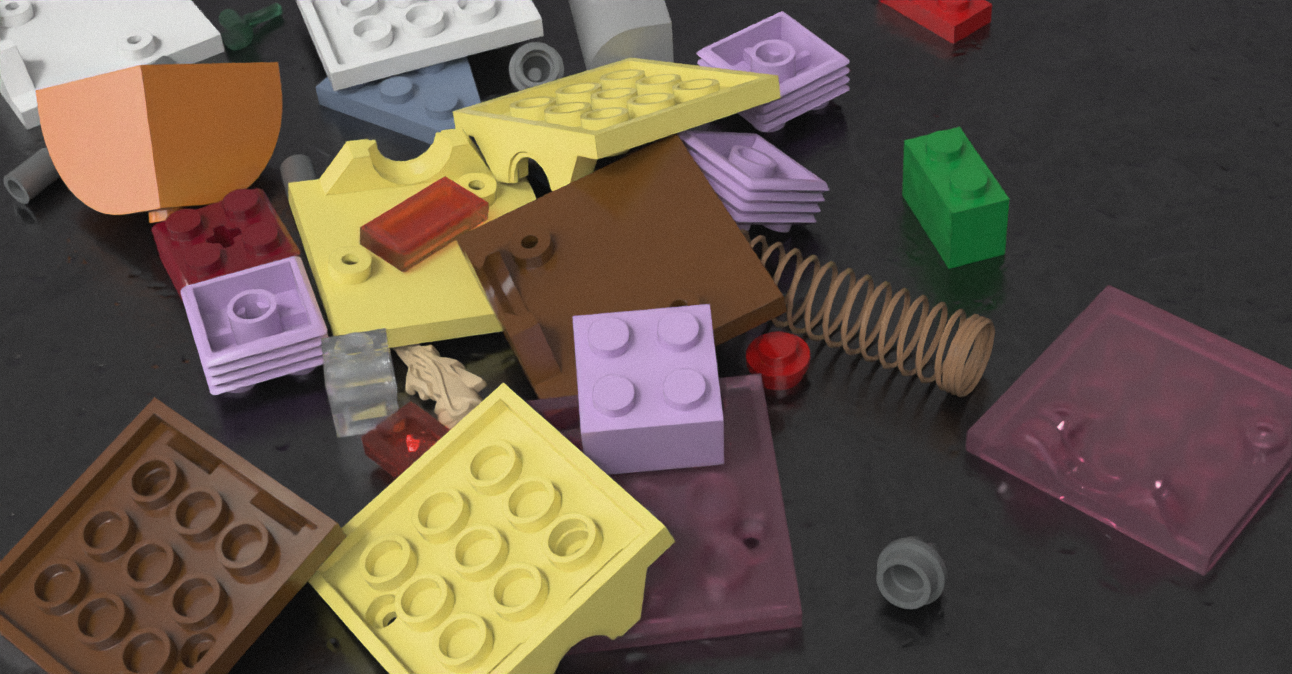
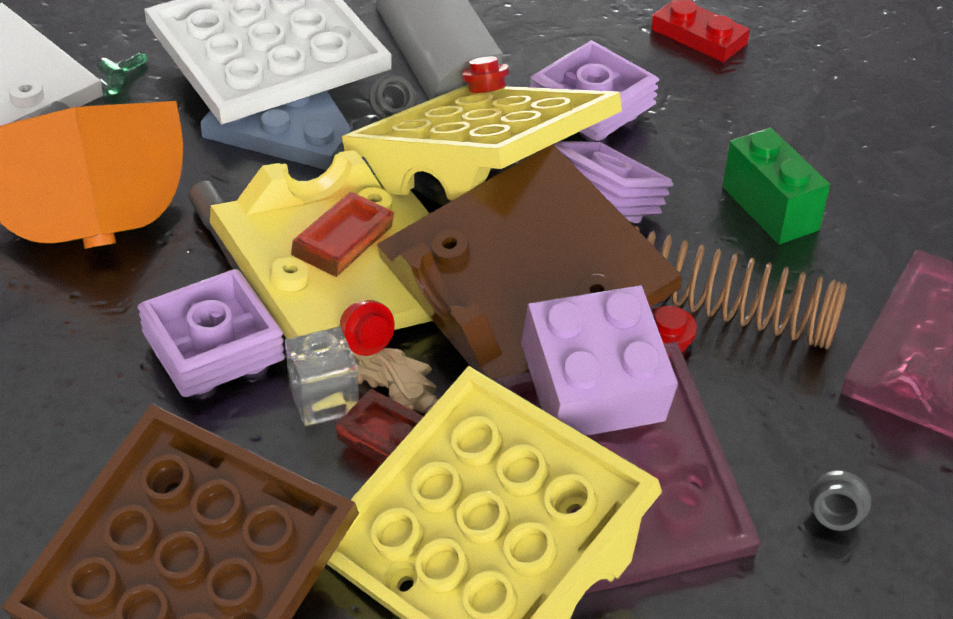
camera: 15 degrees left, 0 degrees up
(222, 238) = (156, 261): dark red brick -> none
(420, 332) = (367, 327): none -> red plate
(645, 47) = (485, 75): none -> red plate

